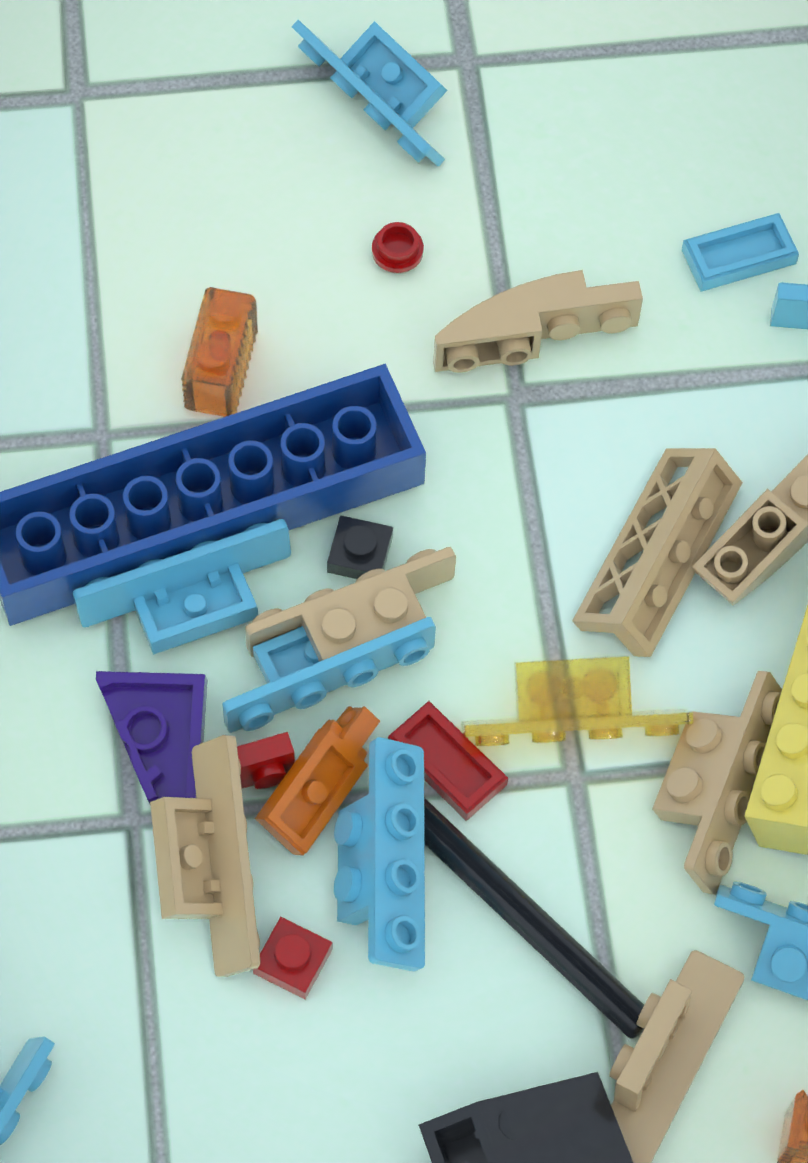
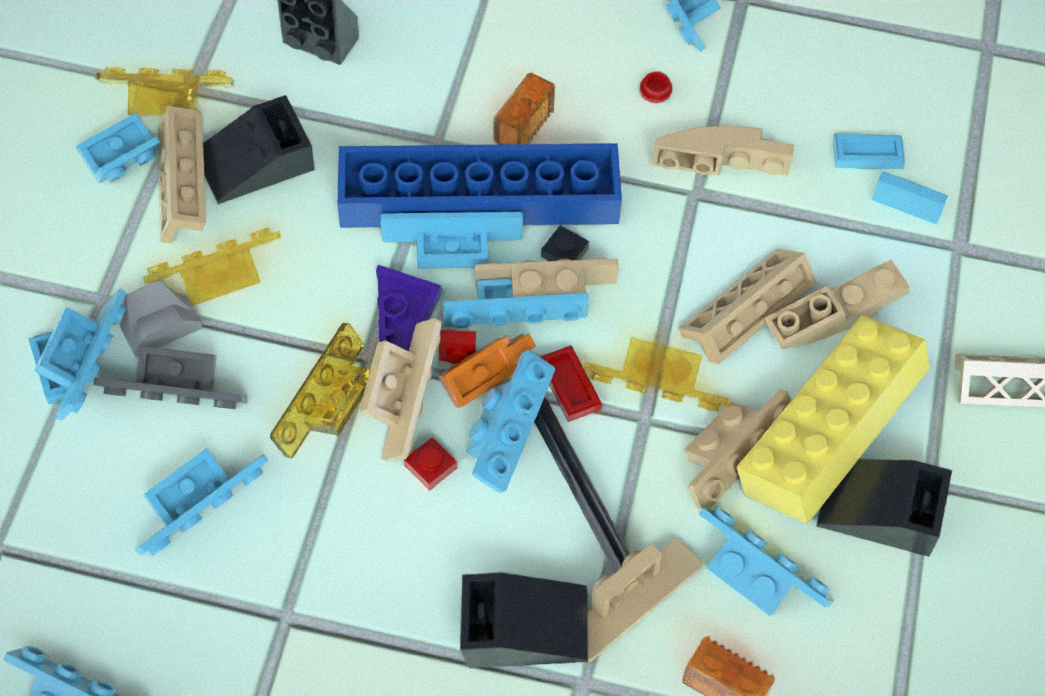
camera: 20 degrees right, 5 degrees down
(100, 907) = (326, 395): none -> clear yellow bracket

